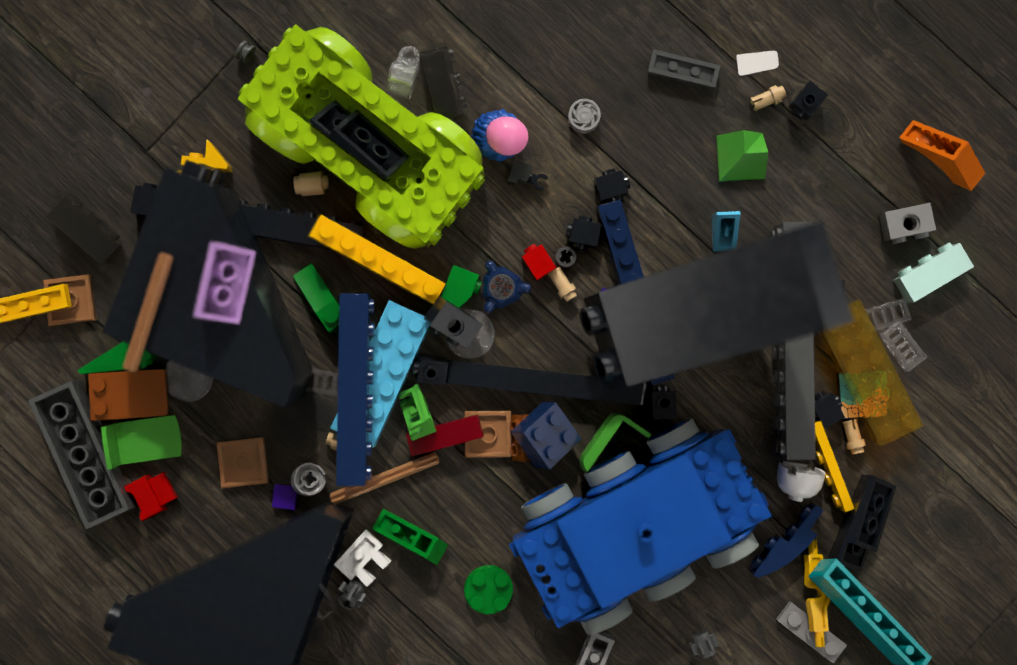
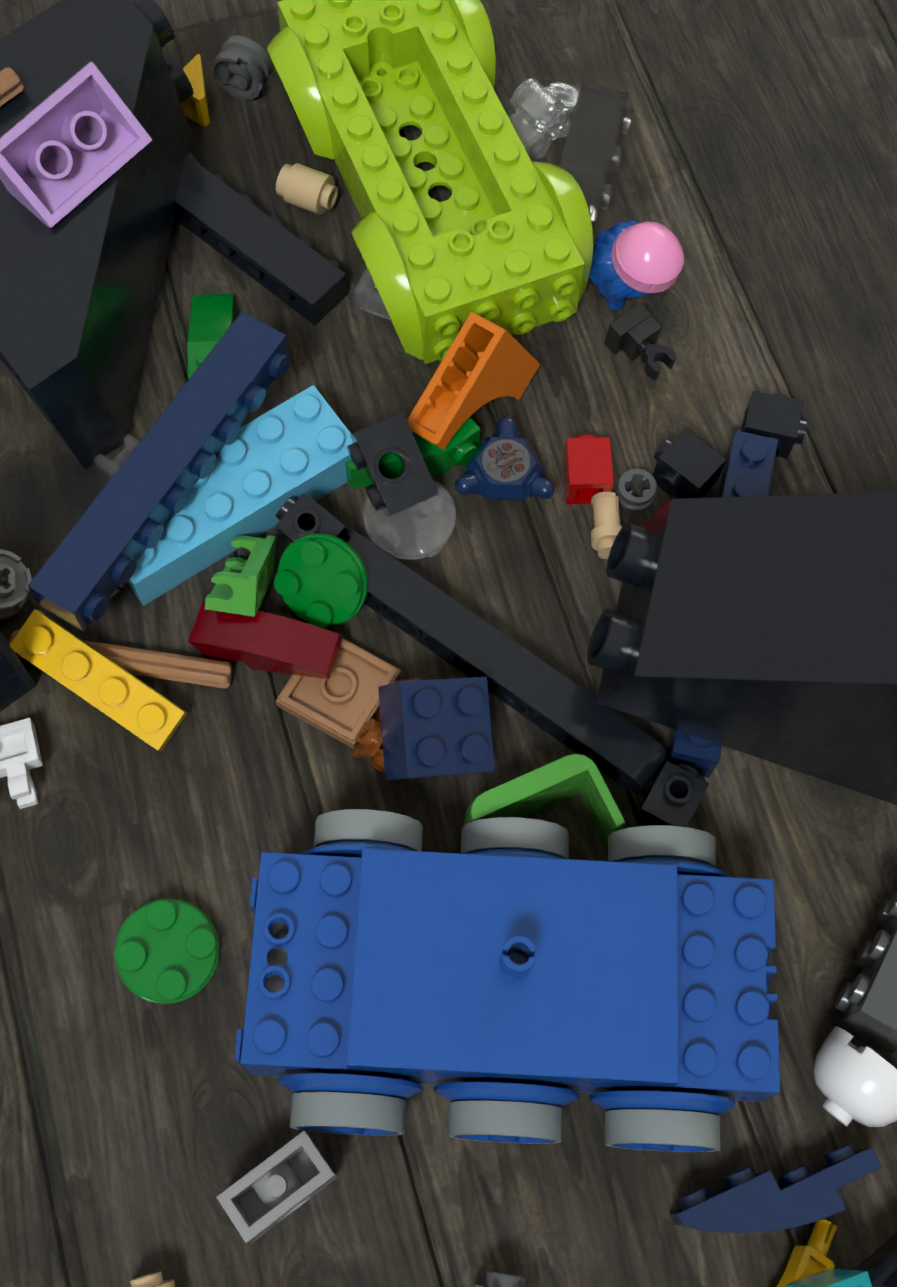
camera: 30 degrees right, 20 degrees down
(231, 132) = (241, 67): none -> dark grey wheel
(360, 139) = (420, 145): black slope -> none
(376, 259) = (329, 311): yellow brick -> none
(384, 496) = (98, 680): none -> yellow plate
(410, 536) = (97, 777): green slope -> none
(452, 393) = (322, 579): none -> green piece
(462, 250) = (477, 368): none -> orange arch
(584, 116) = (782, 310): light grey wheel -> none

